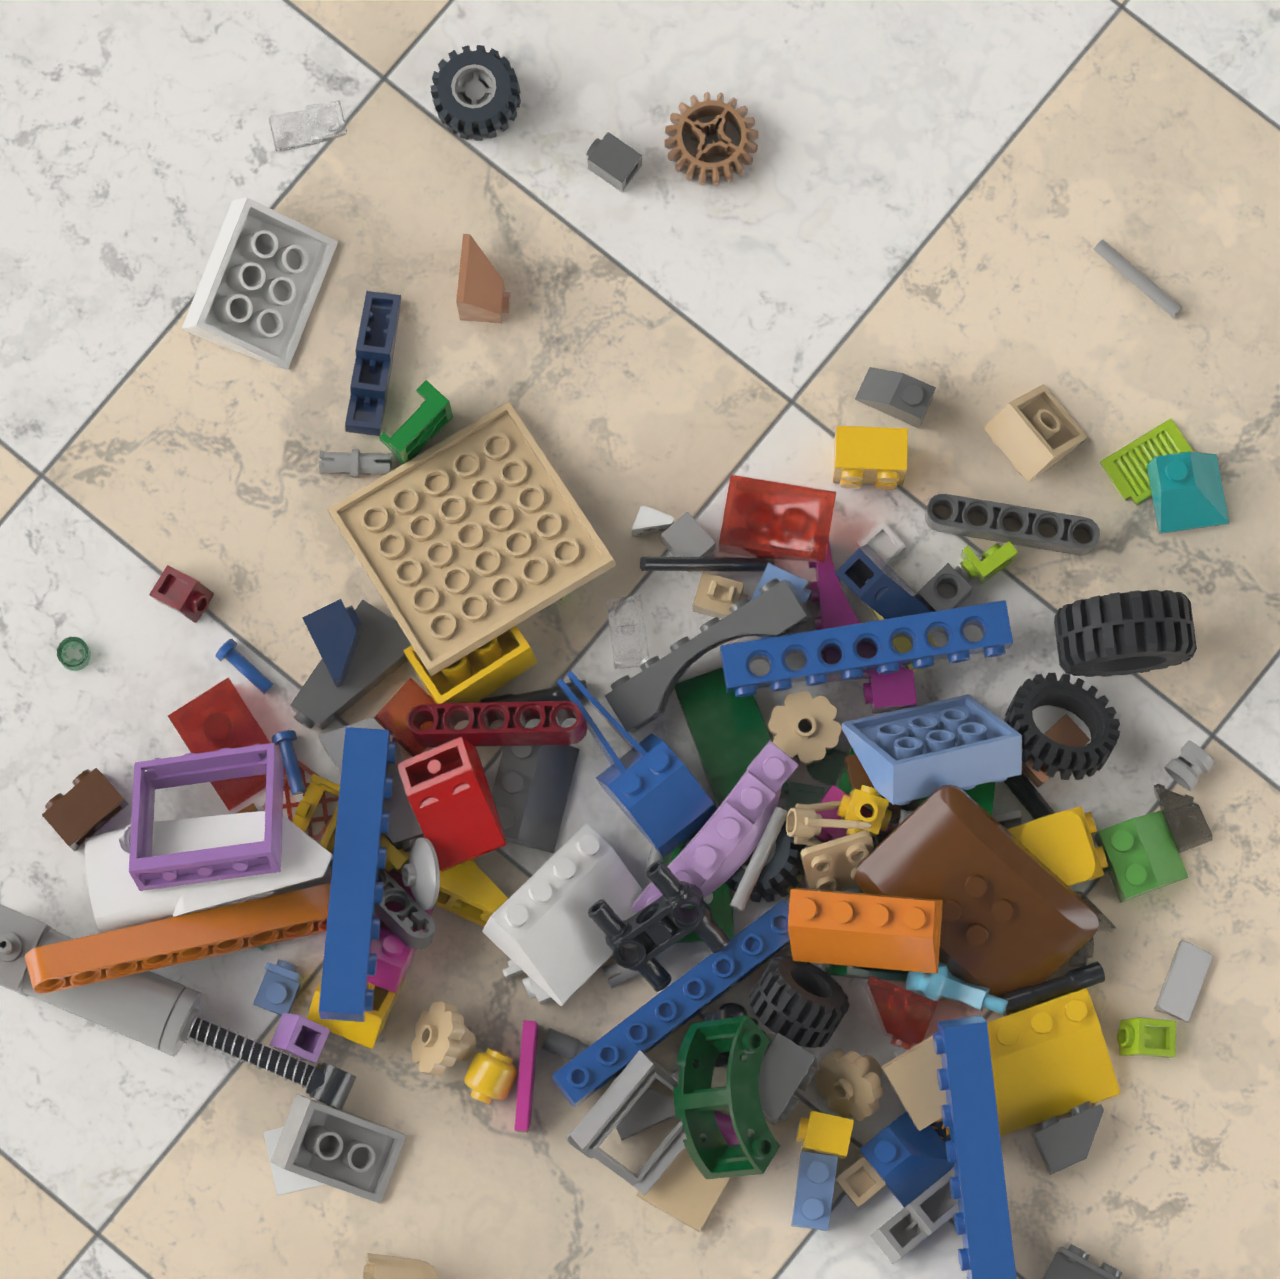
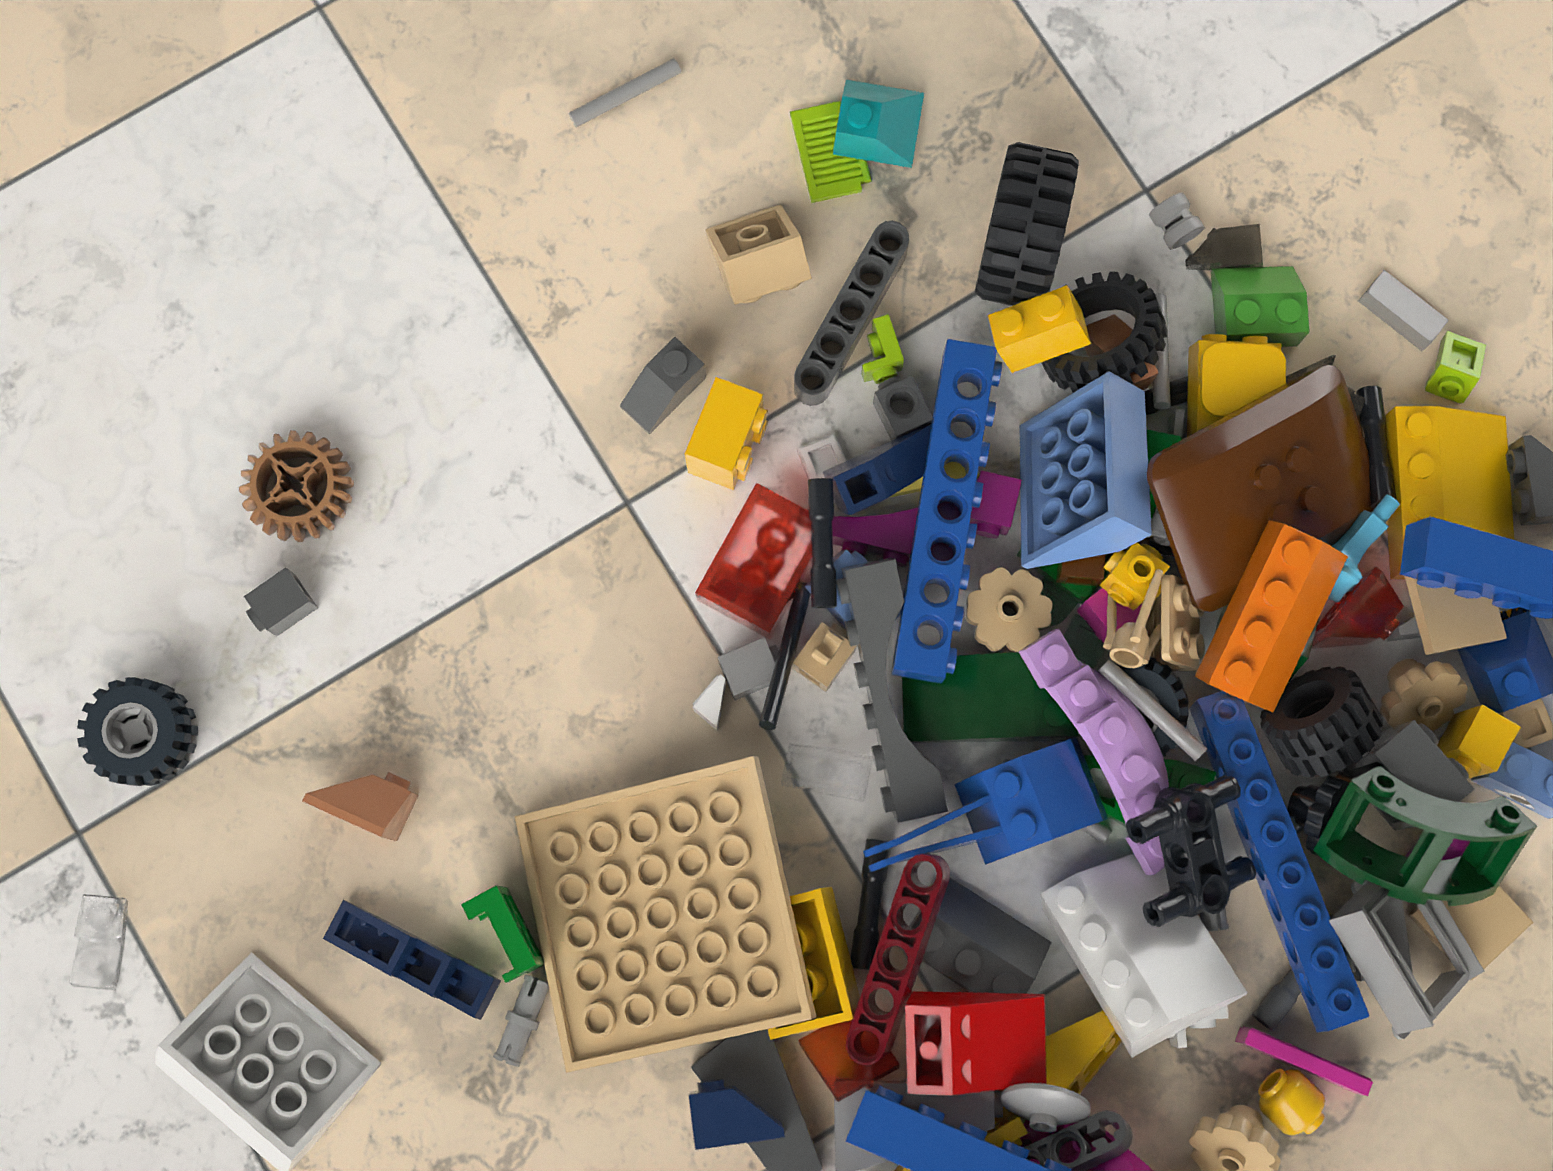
camera: 75 degrees left, 0 degrees up
(824, 550) = (821, 517): none -> black piece
(1040, 671) = (1039, 329): none -> yellow brick
(1070, 786) = (1161, 383): none -> light grey bar

